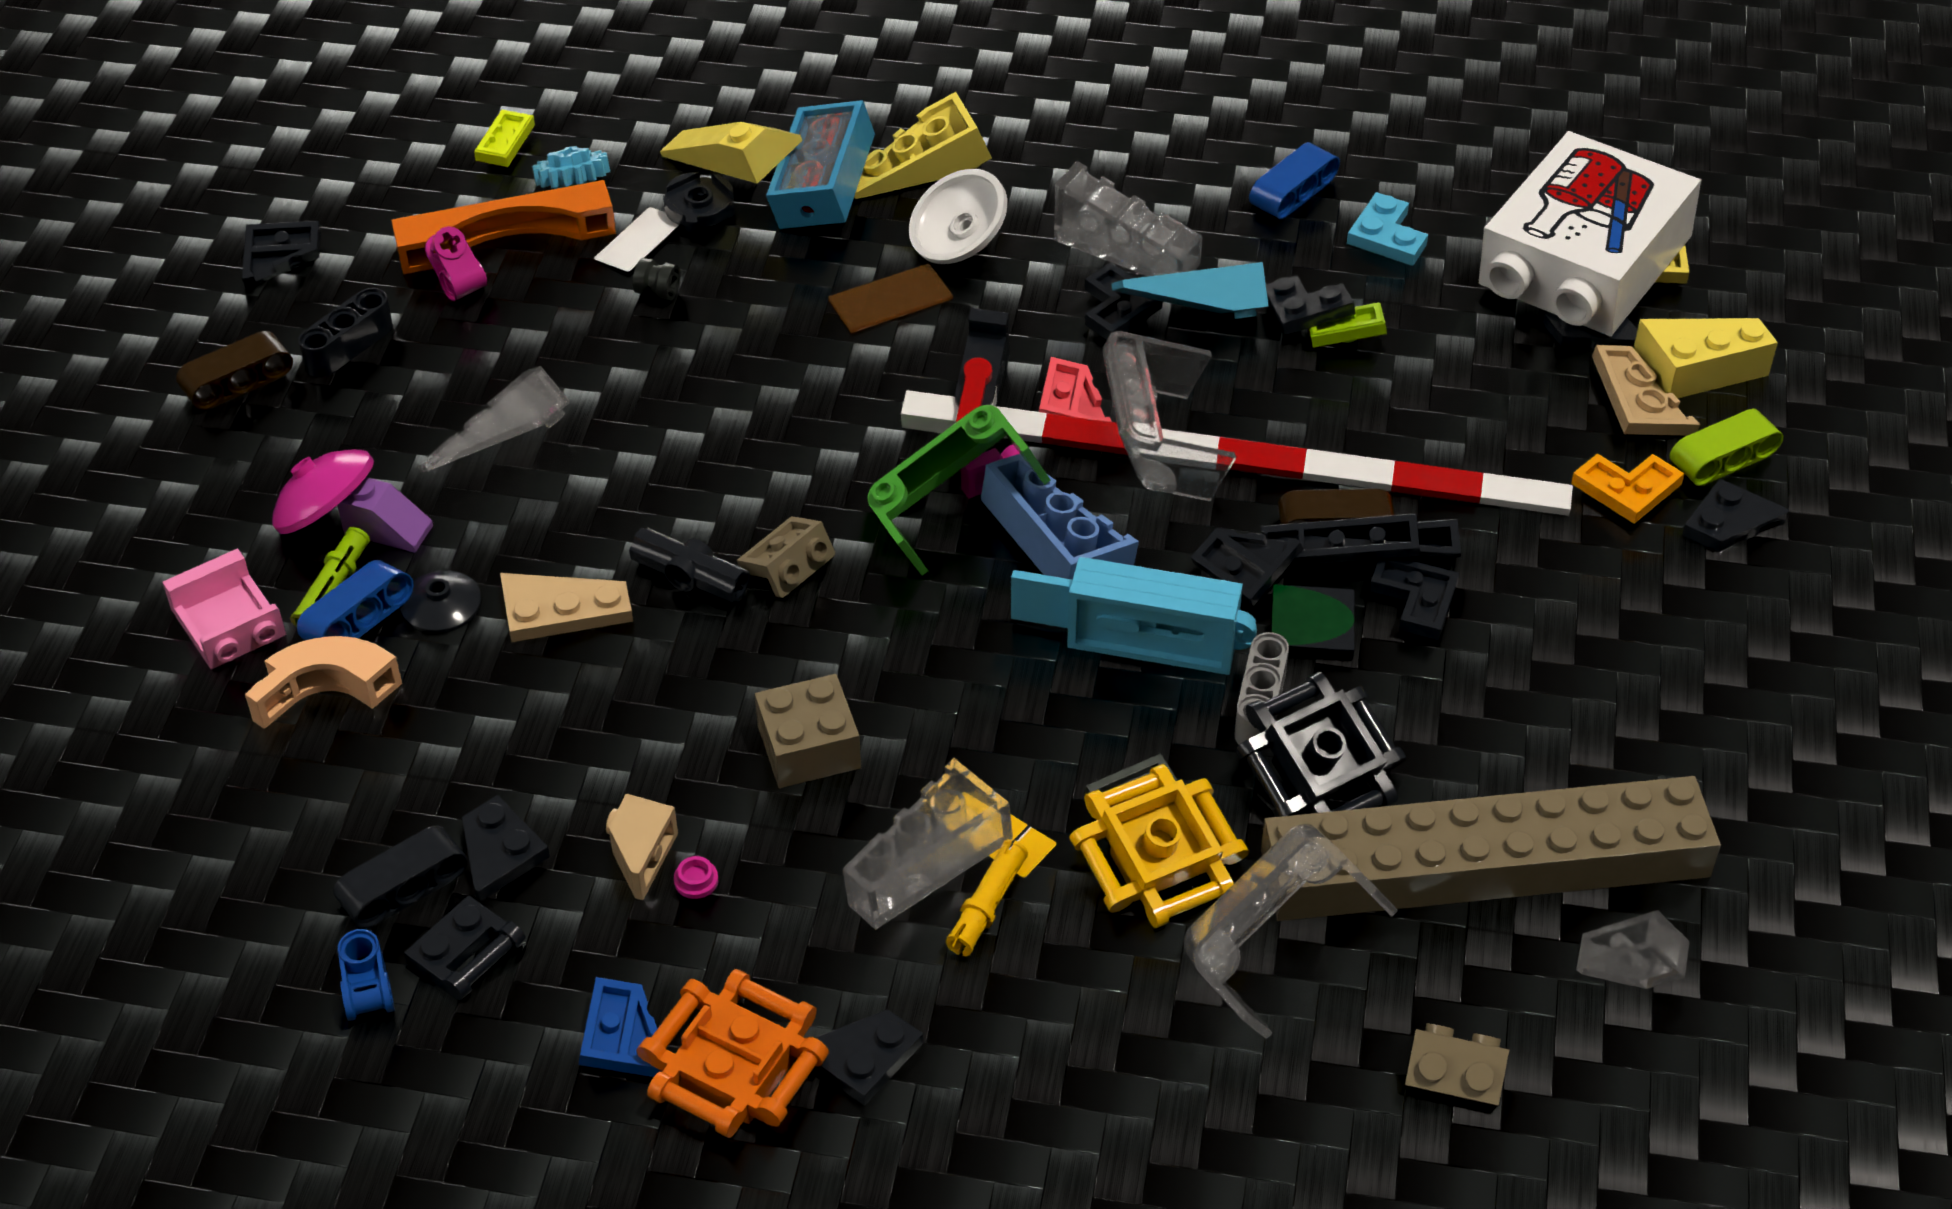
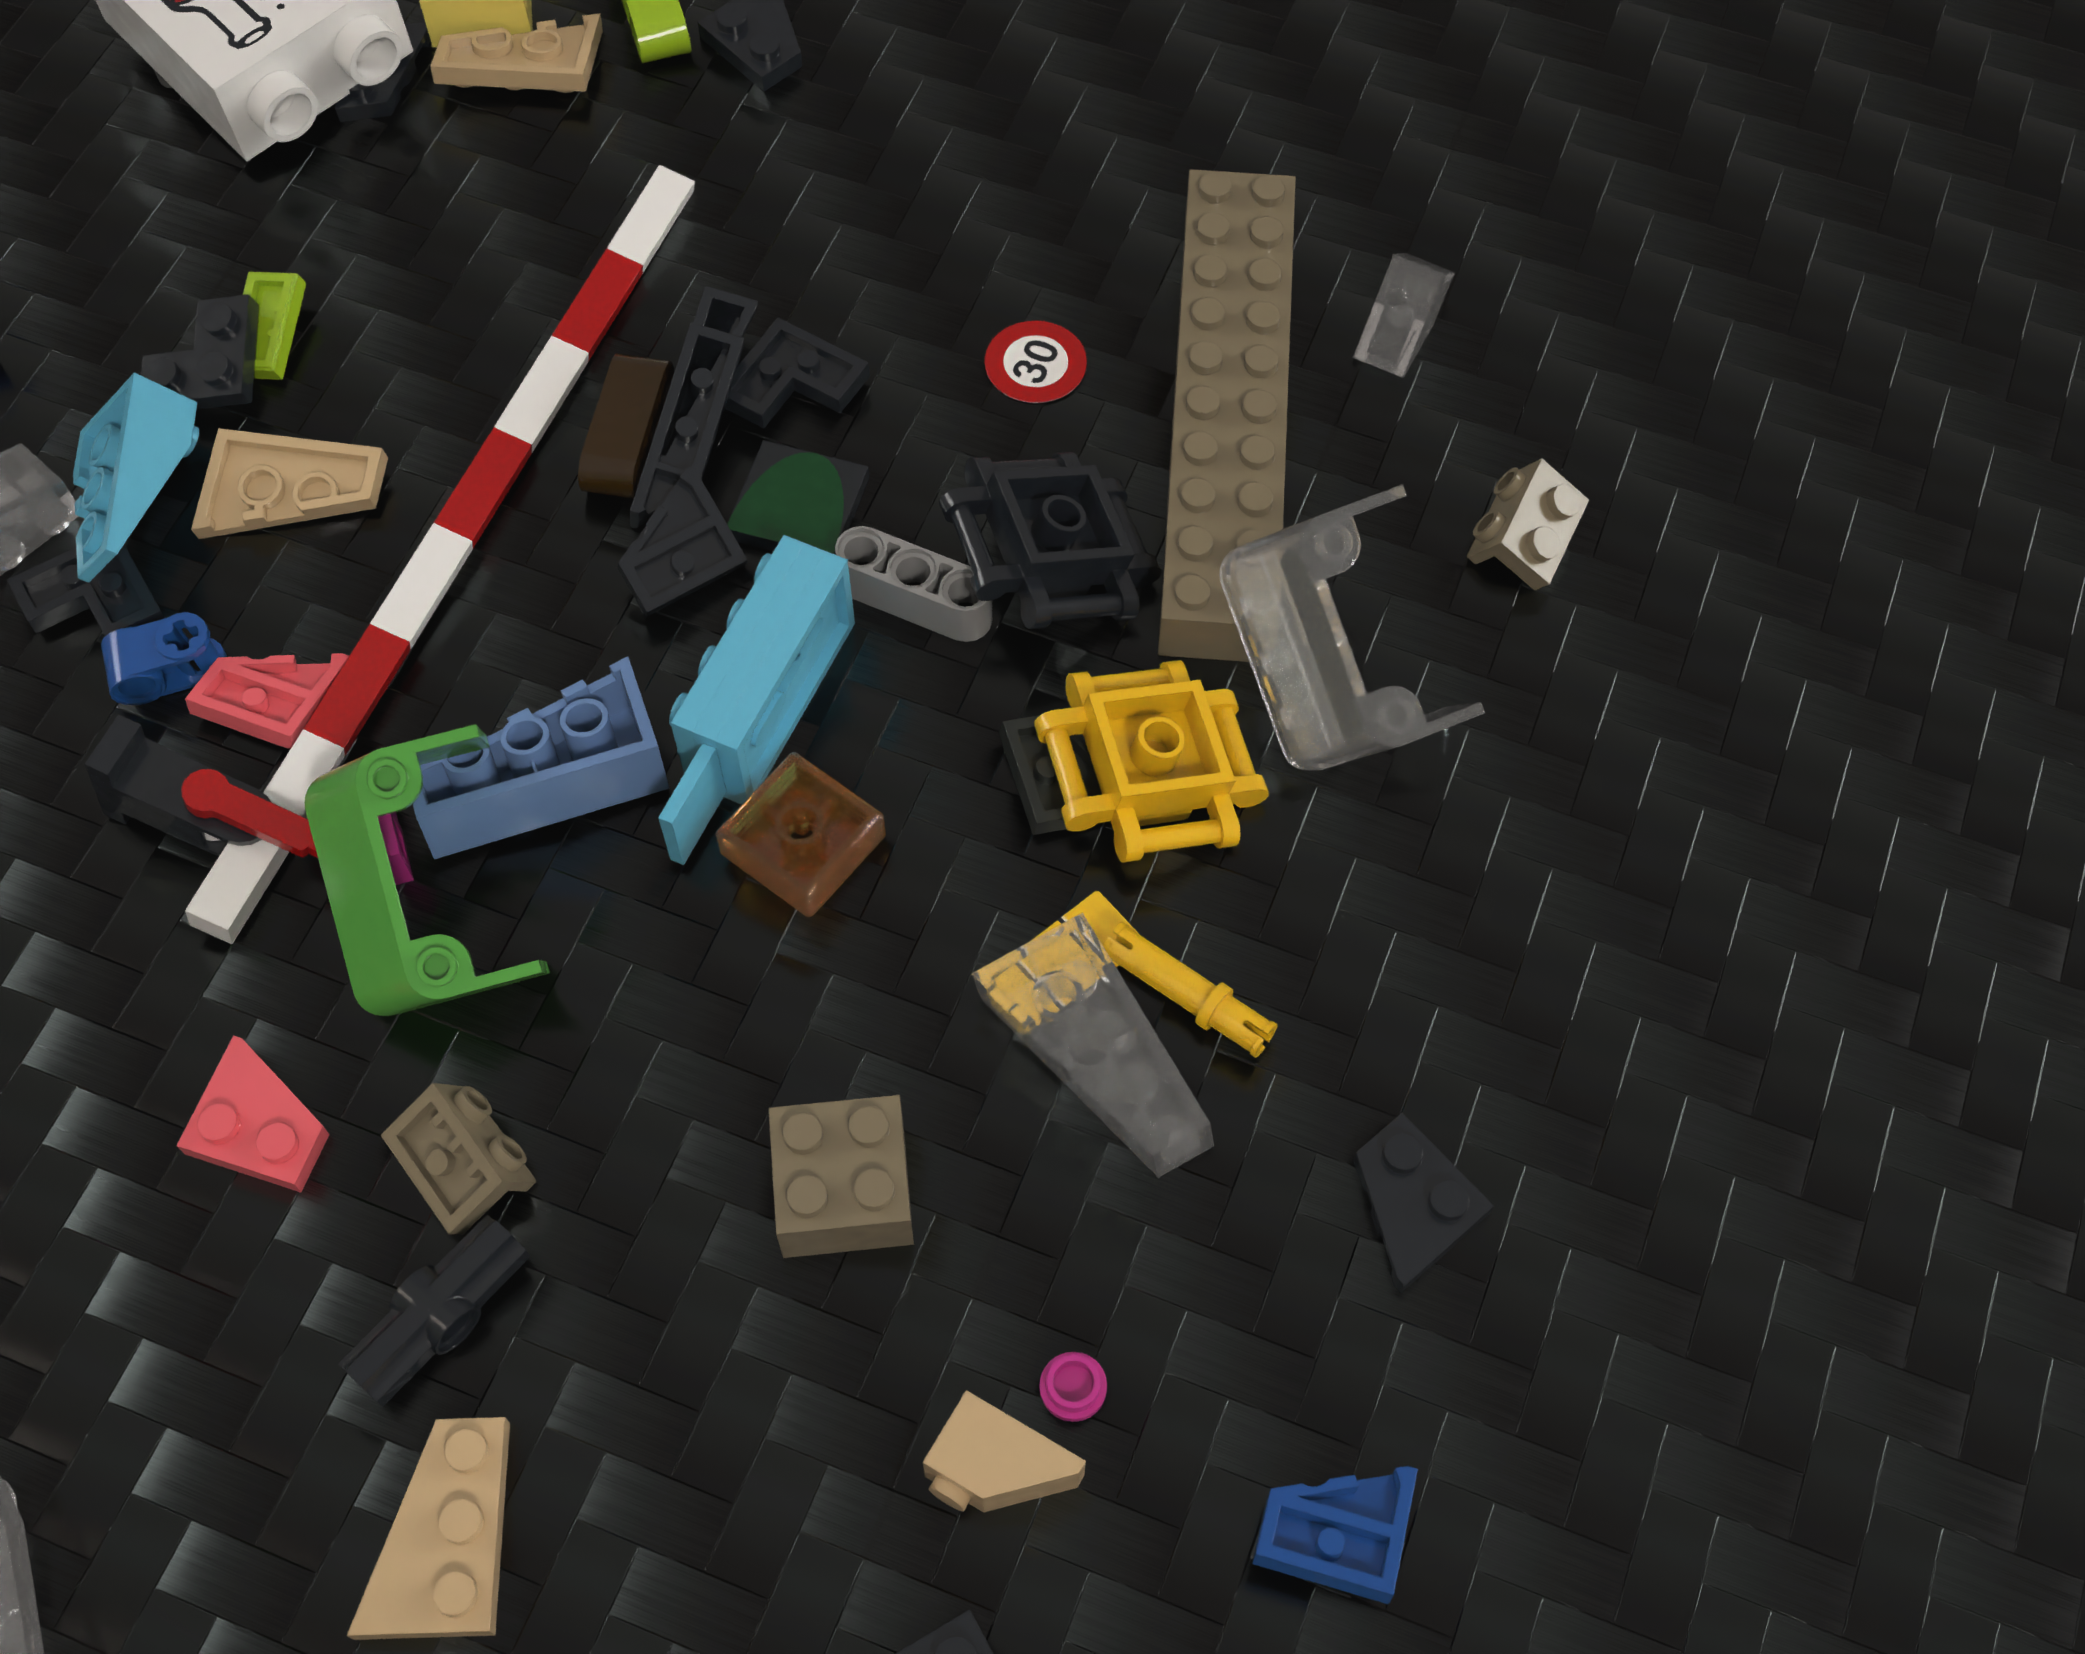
camera: 80 degrees left, 15 degrees up
(732, 1055) = (1415, 1371): orange brick -> none
(791, 464) = (253, 1123): none -> coral wing
(1043, 665) = (801, 800): none -> clear orange brick
(1078, 341) = (156, 658): none -> blue piece
(1138, 371) = (385, 591): clear windscreen -> none
(1234, 365) = (282, 481): none -> tan wing
(1381, 233) = (87, 247): medium azure plate -> none
(1496, 737) = (1035, 361): none -> sticker
(1624, 492) = (686, 113): light orange plate -> none

